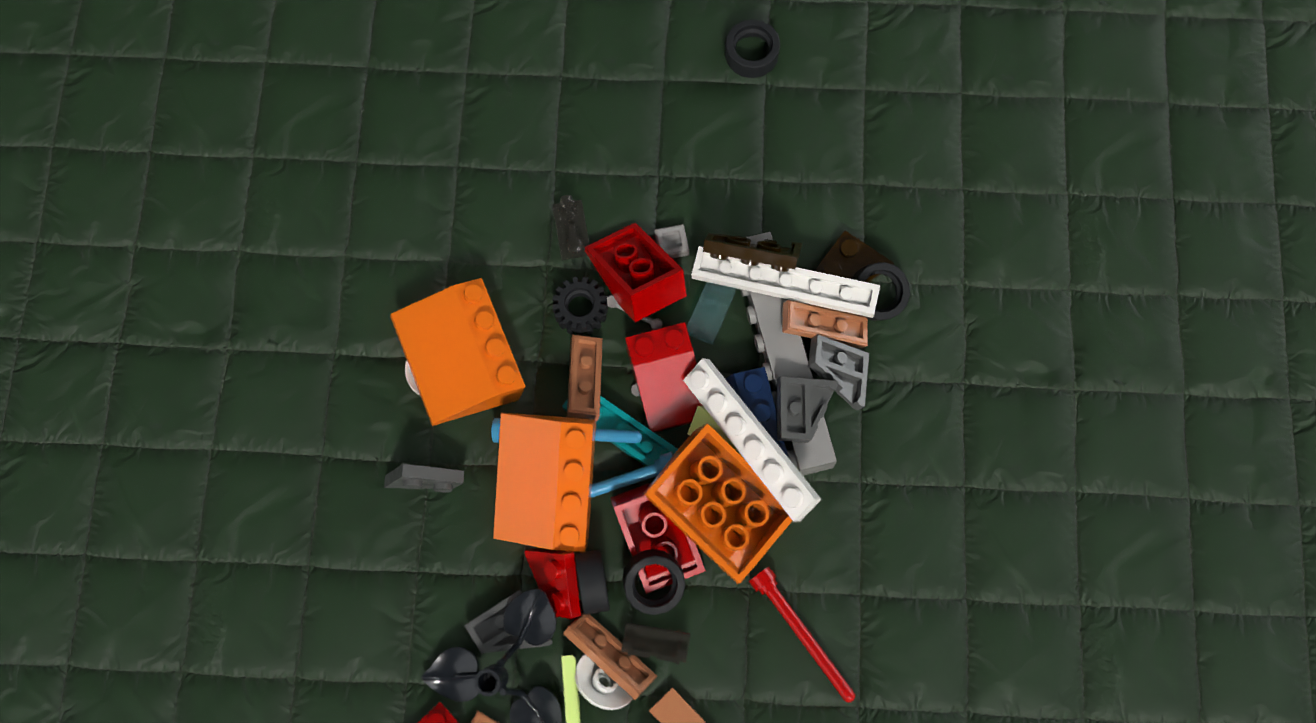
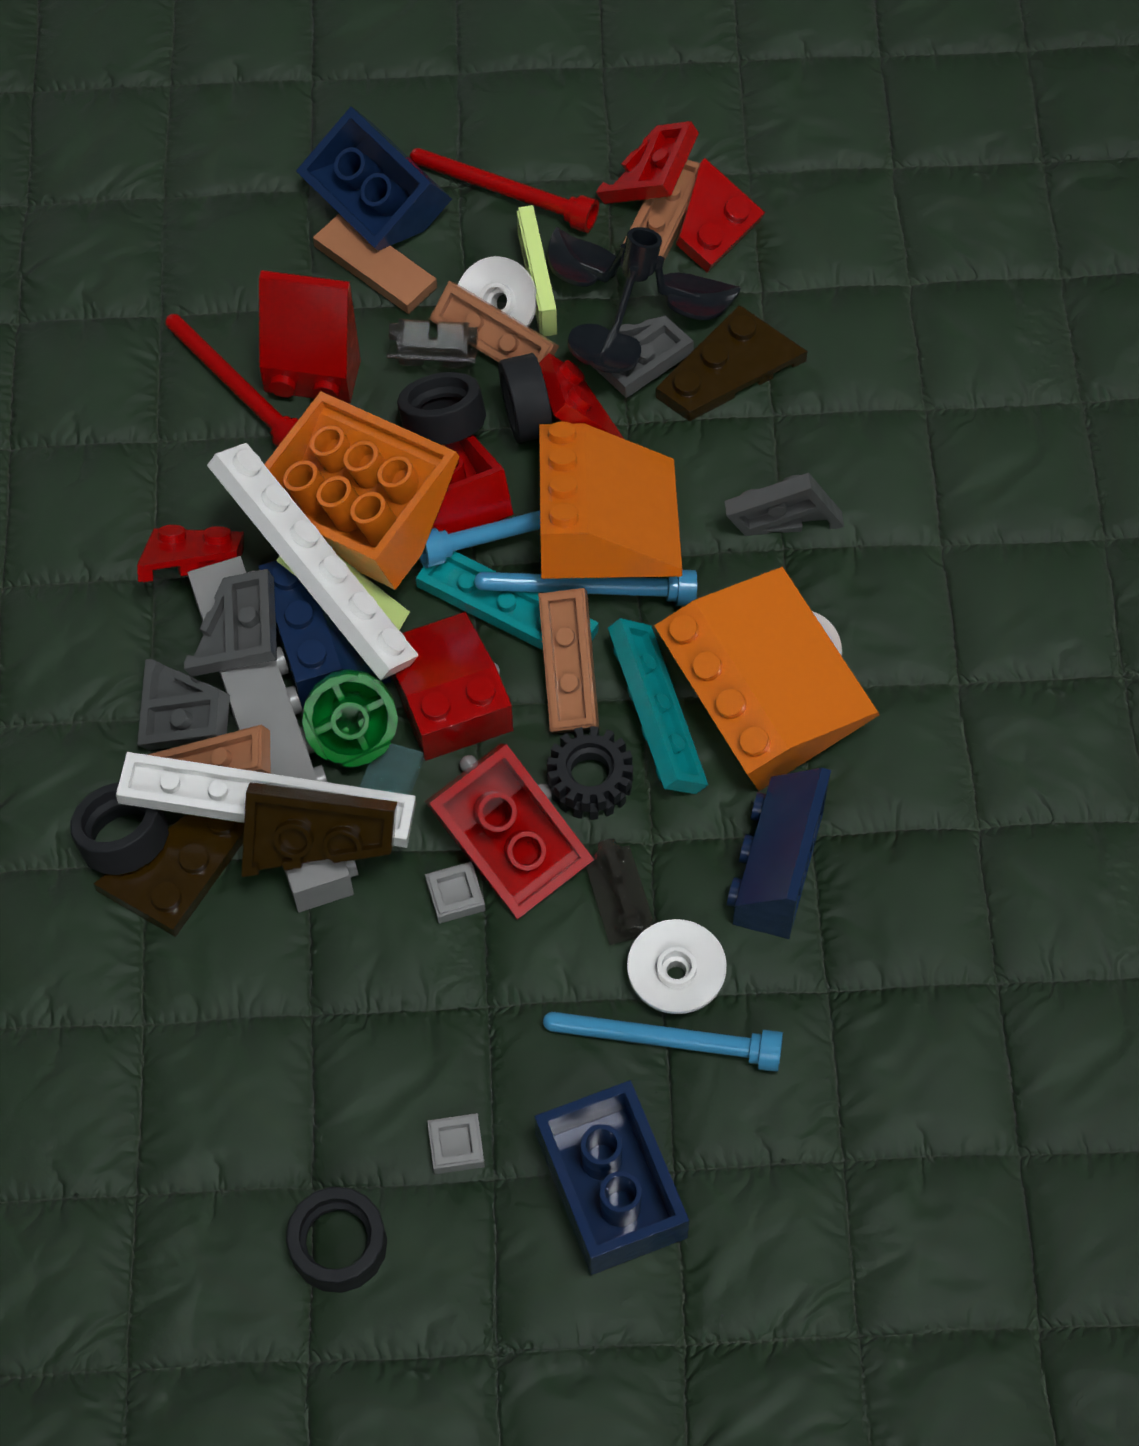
camera: 175 degrees right, 10 degrees down
(441, 615) = (726, 362): none -> dark brown wing
(468, 233) = (779, 852): none -> dark blue slope
(500, 128) = (760, 1049): none -> dark azure piece
(531, 346) = (657, 707): none -> teal plate
(542, 165) = (682, 946): none -> white dish
(597, 58) = (611, 1177): none -> dark blue brick
(682, 97) = (456, 1143): none -> light grey tile
(731, 346) = (350, 718): none -> green cylinder
(748, 637) = (307, 336): none -> red slope
(841, 485) = (187, 549): none -> red wing

